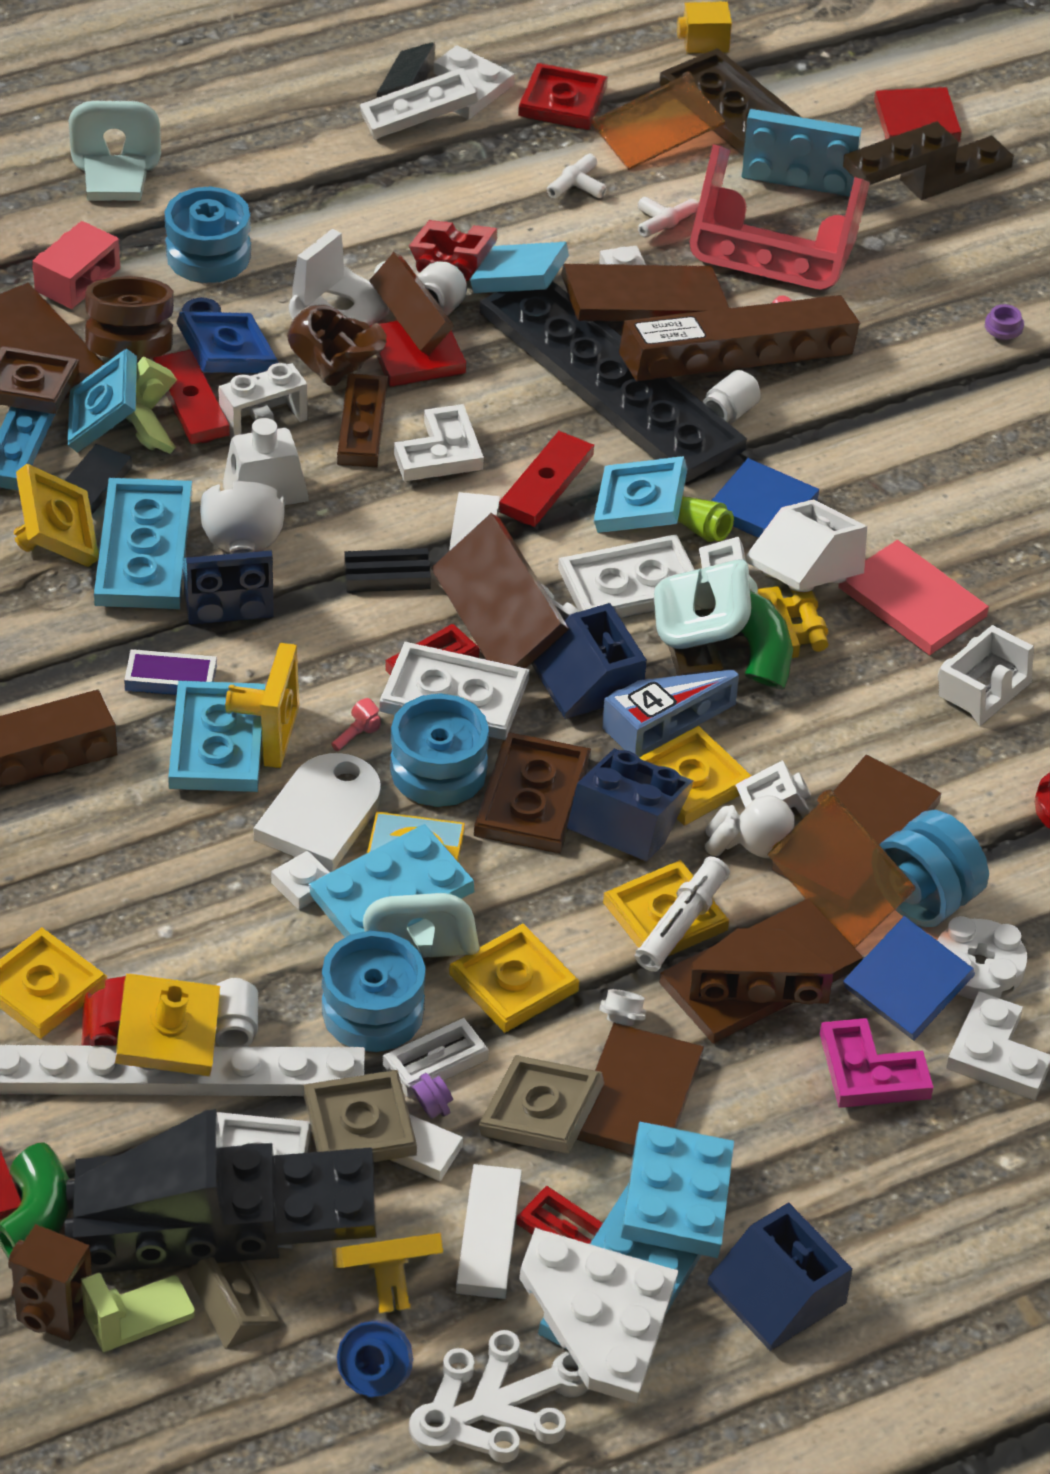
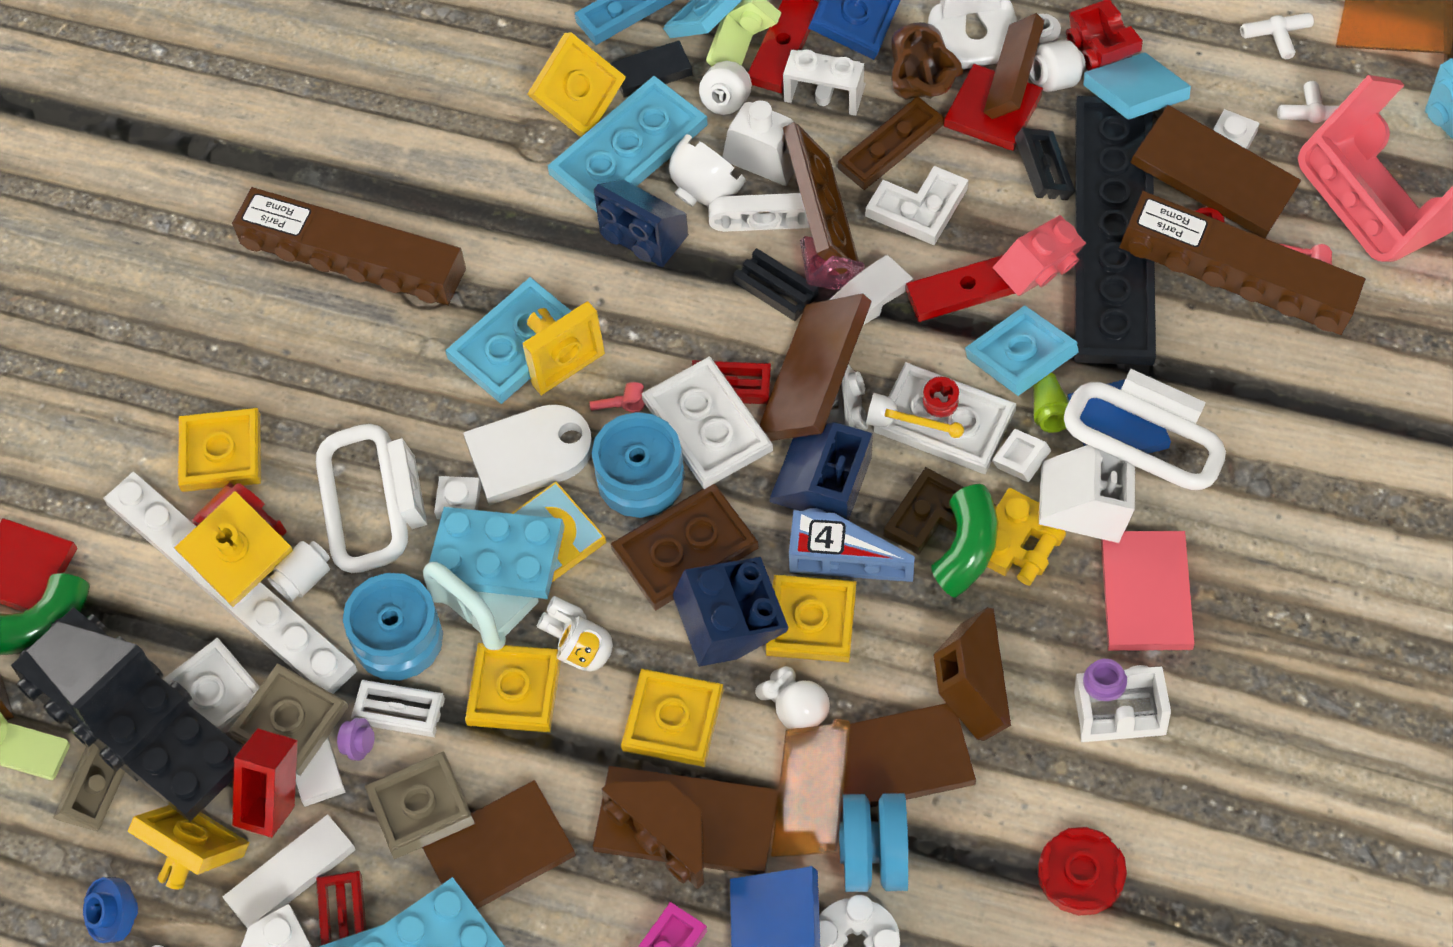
camera: 50 degrees right, 15 degrees up
(162, 670) = (538, 260): tile -> none
(185, 450) = (725, 87): none -> white head
(241, 892) = (400, 489): none -> white bar
(334, 514) = (742, 214): none -> white beam
(372, 479) = (820, 196): none -> reddish brown tile
(409, 1162) = (264, 782): none -> red brick
(414, 534) = (822, 272): none -> clear pink bracket
(507, 362) = (1038, 164): none -> black tile
(533, 901) = (580, 640): none -> white piece
(589, 593) = (884, 412): none -> hinge
(590, 414) = (1040, 255): none -> coral brick
(620, 559) = (934, 405): none -> red bush
(623, 1007) = (553, 773): white plate -> none
(691, 900) = (664, 732): white pin -> none
(717, 586) = (933, 460): light aqua piece -> none
(733, 396) = (1186, 311): white brick -> none
(776, 782) = (849, 683): white bracket -> none
(801, 462) = (1156, 404): none -> white bar
(865, 723) = (973, 676): none -> reddish brown slope
(969, 652) = (1105, 680): none -> medium lavender plate

